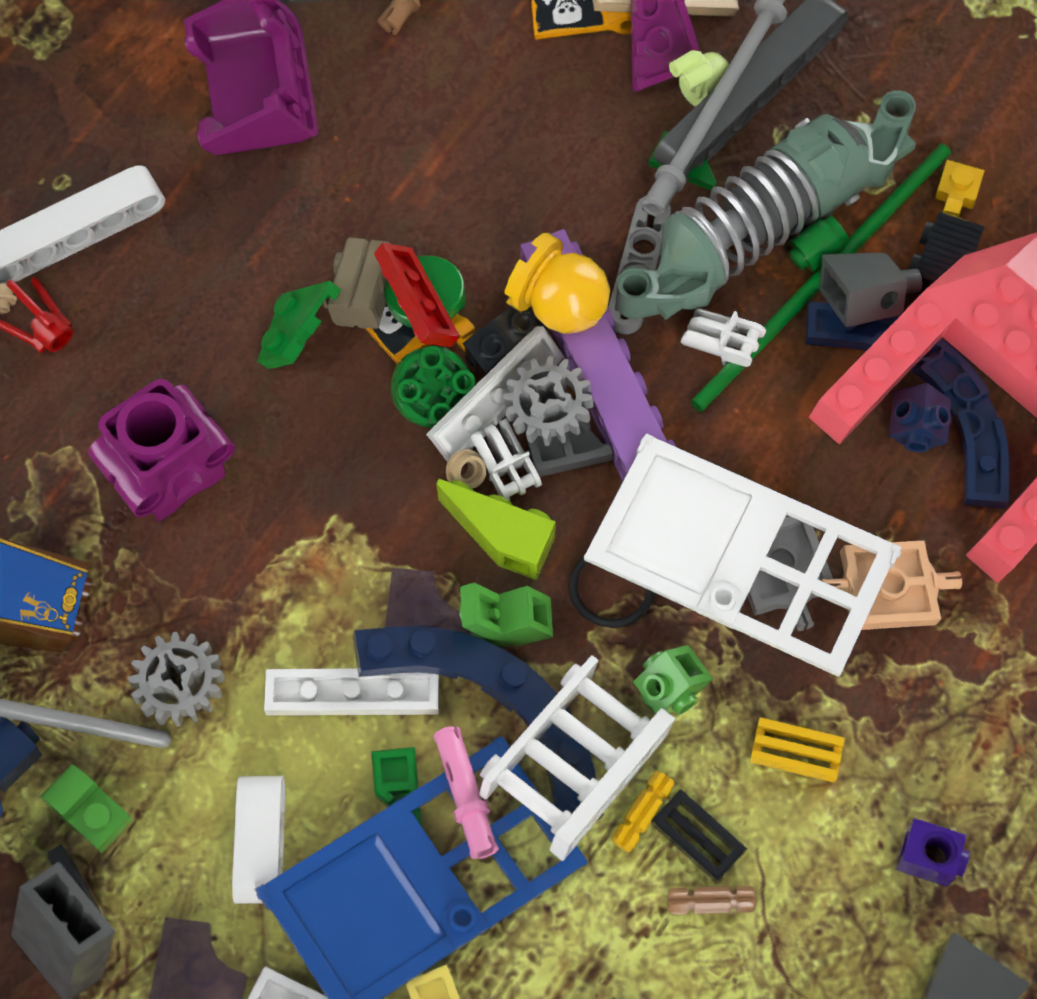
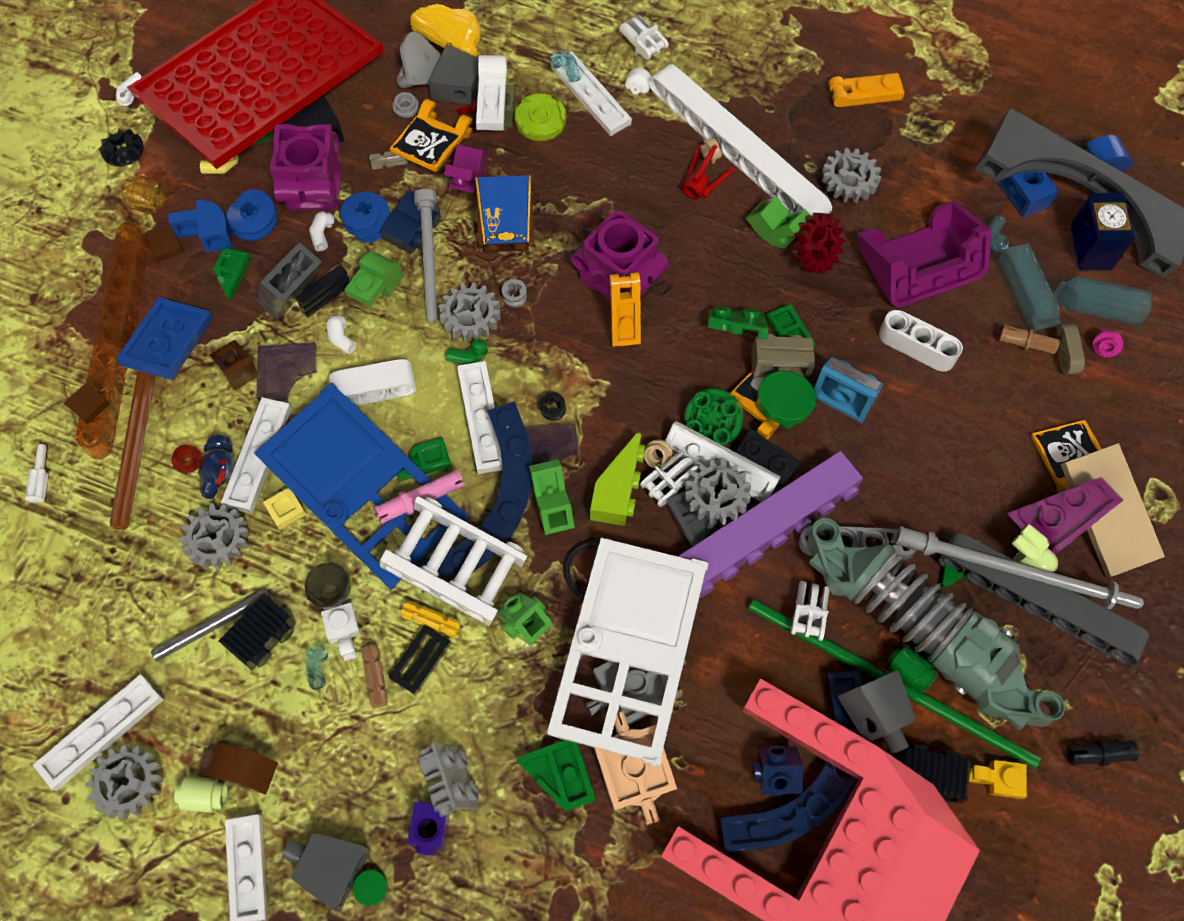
camera: 75 degrees right, 0 degrees up
(99, 132) = (851, 175): none -> light grey gear
(153, 242) = (775, 223): none -> bright green brick
(156, 884) = (336, 334): none -> white arm
(165, 603) = (511, 301): none -> light grey bush
(203, 193) = (818, 242): none -> dark red gear
(245, 455) = (625, 310): none -> light orange plate
(246, 693) = (472, 355): none -> green arm
(309, 266) = (786, 322): none -> green tile
(354, 581) = (549, 399): none -> black bush
(383, 102) = (906, 340): none -> white beam
(416, 295) = (774, 386): red plate -> none
(431, 214) = (847, 389): none -> dark azure slope
(563, 289) = (803, 474): yellow tile -> none
(572, 943) = (328, 585): none -> clear smoke hair
(630, 937) = (340, 627): none -> white plate
(689, 982) = (313, 669): none -> clear light blue arm
(801, 734) = (496, 692): yellow tile -> none
(858, 807) = (453, 764): none -> light grey hinge
(884, 676) = (561, 773): none -> green wing
(943, 81) = (1102, 752): none -> black pin
(998, 941) = (370, 888): none -> green tile

